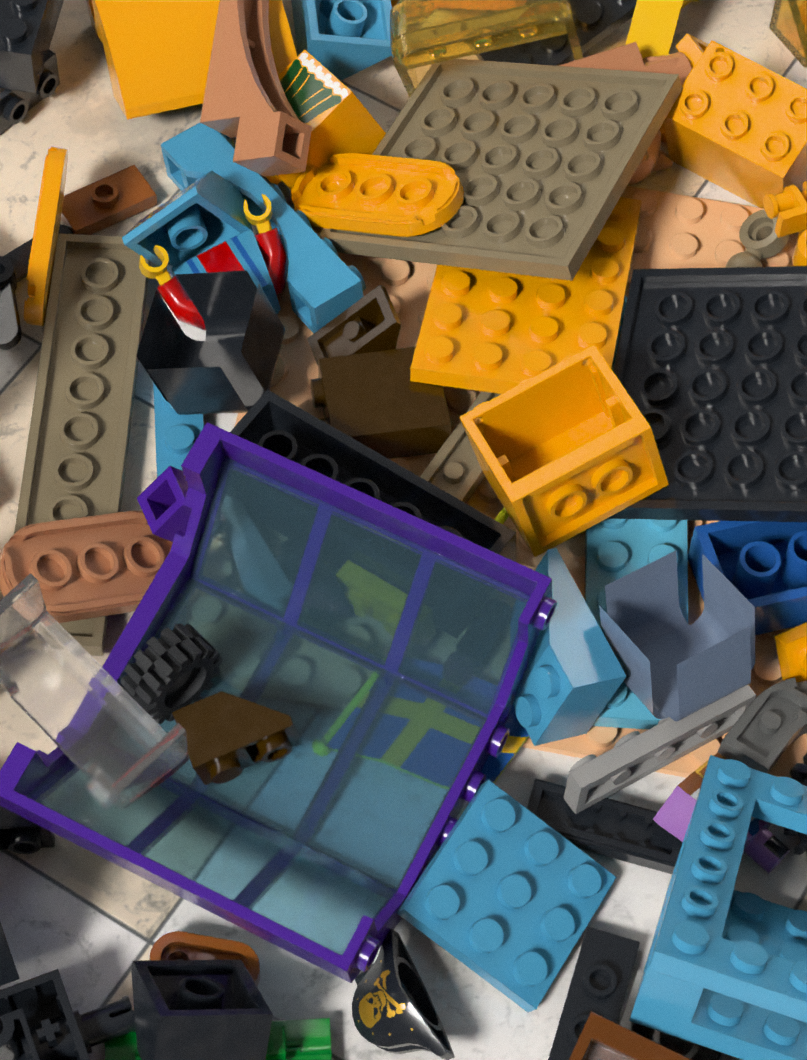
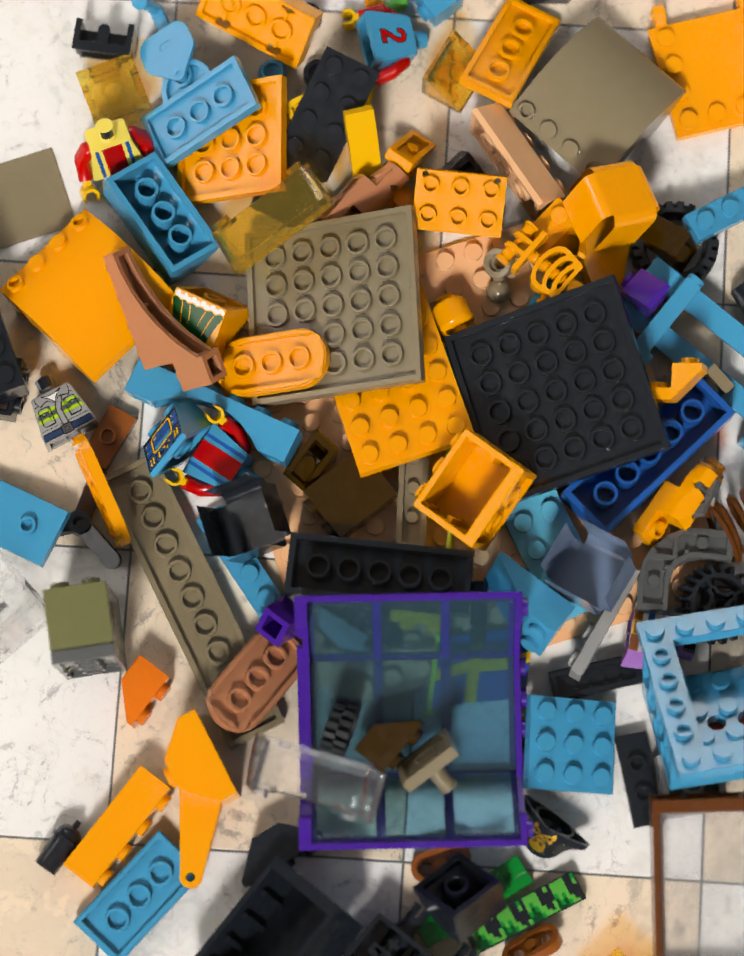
camera: 25 degrees left, 20 degrees up
(61, 125) = (60, 413): none -> torso
(272, 790) = (430, 762): none -> dark tan tile
(662, 251) = (452, 314): none -> light orange head

